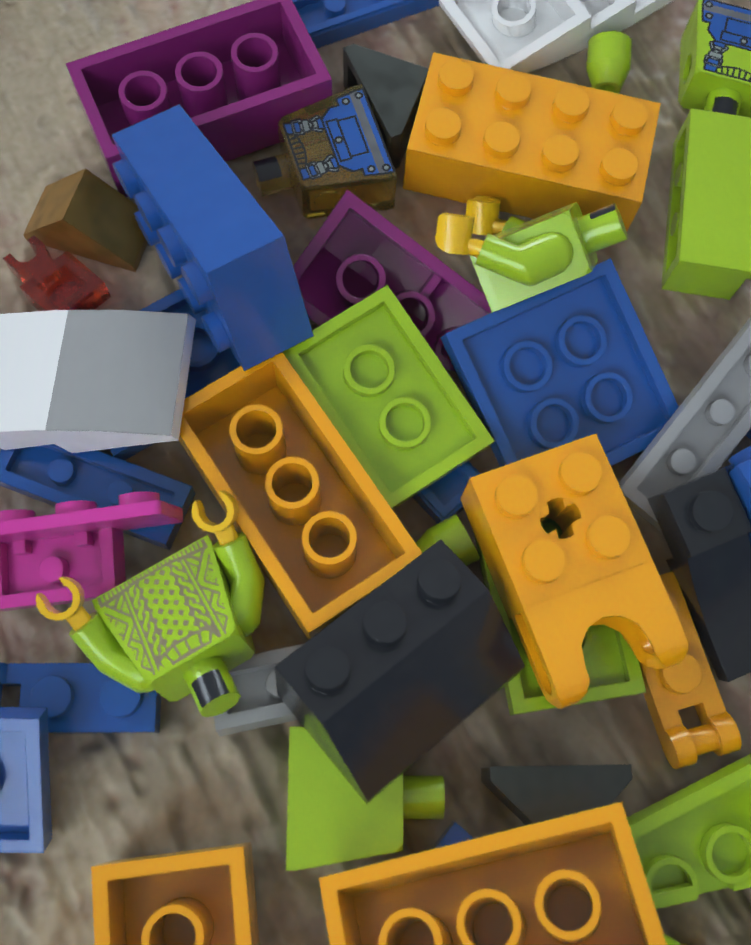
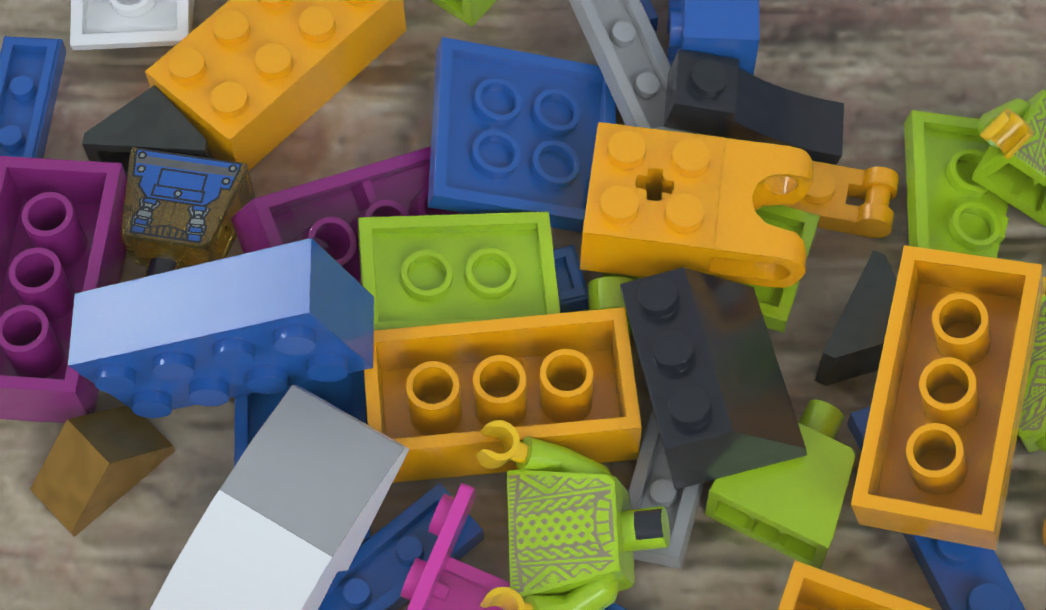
camera: 55 degrees left, 10 degrees down
(57, 283) = (158, 518): clear red plate -> none
(530, 254) = (399, 89): lime torso -> none

